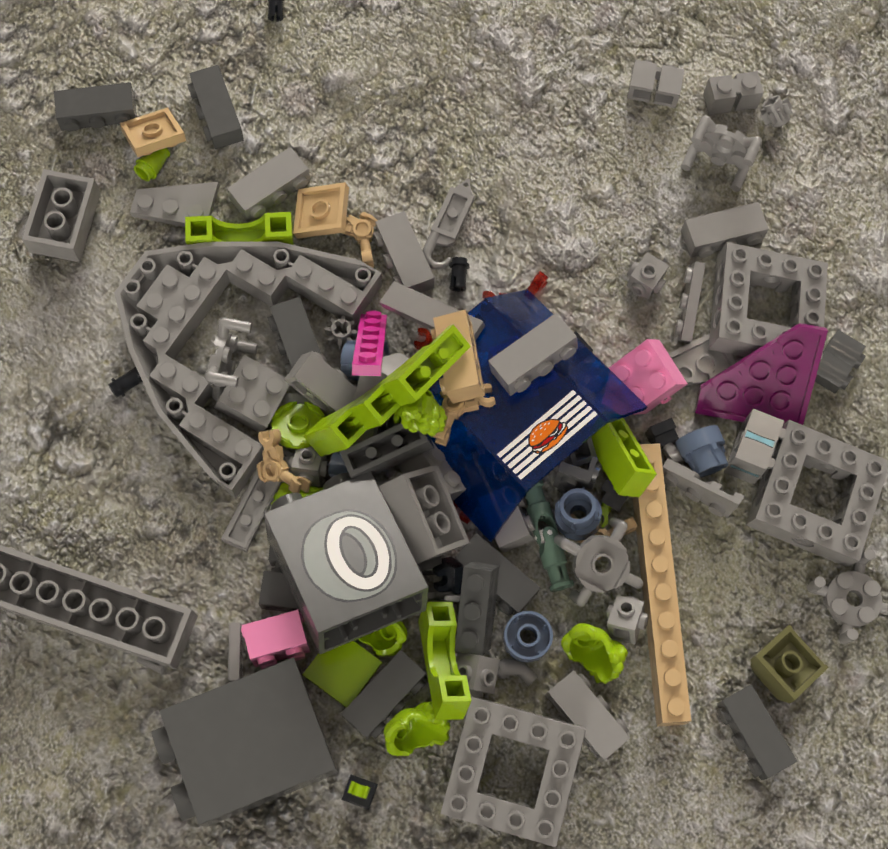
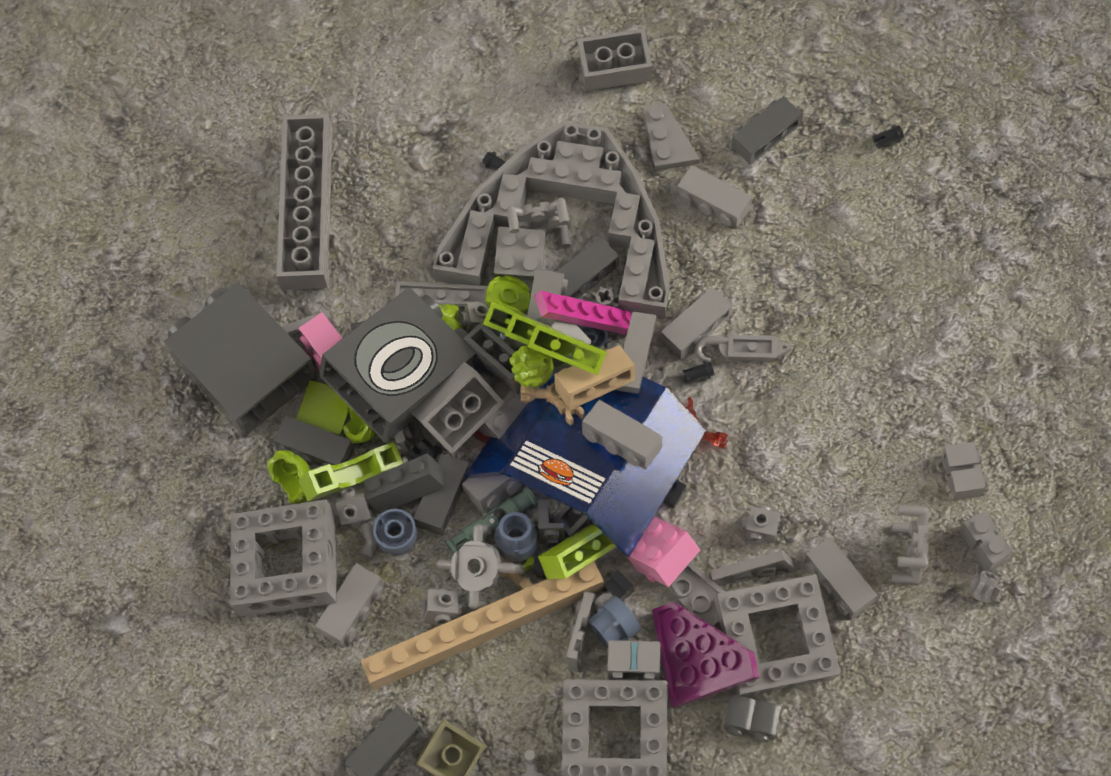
camera: 80 degrees right, 5 degrees down
(94, 106) = (724, 44): dark grey brick -> none
(150, 165) = (693, 104): lime cone -> none
(152, 132) = (718, 92): tan plate -> none
(268, 228) = (668, 209): lime arch -> none
(274, 467) = (465, 291): tan piece -> none
(321, 210) = (706, 243): tan plate -> none
(359, 792) = (233, 455): black piece -> none
(362, 232) = (704, 281): tan piece -> none
(595, 651) = (406, 593): lime hair -> none

